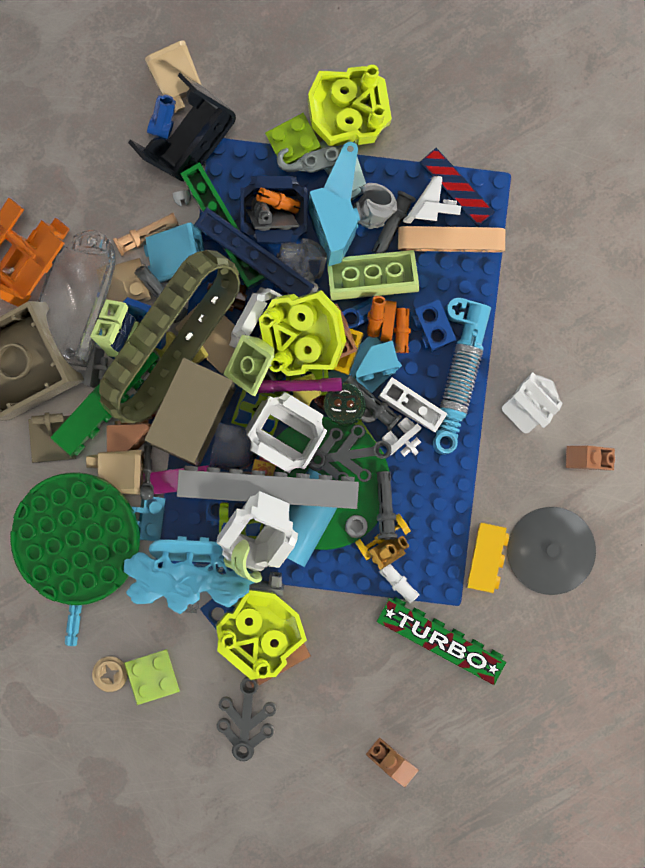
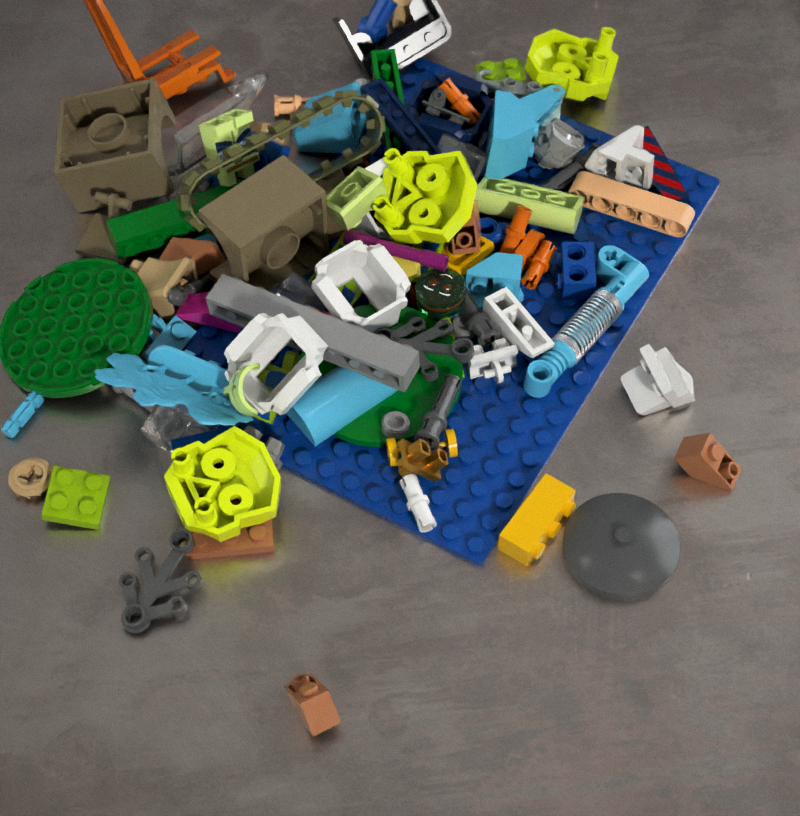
camera: 25 degrees right, 30 degrees down
(155, 286) = (298, 154): dark grey pin -> none
(441, 641) = (441, 589): brick -> none

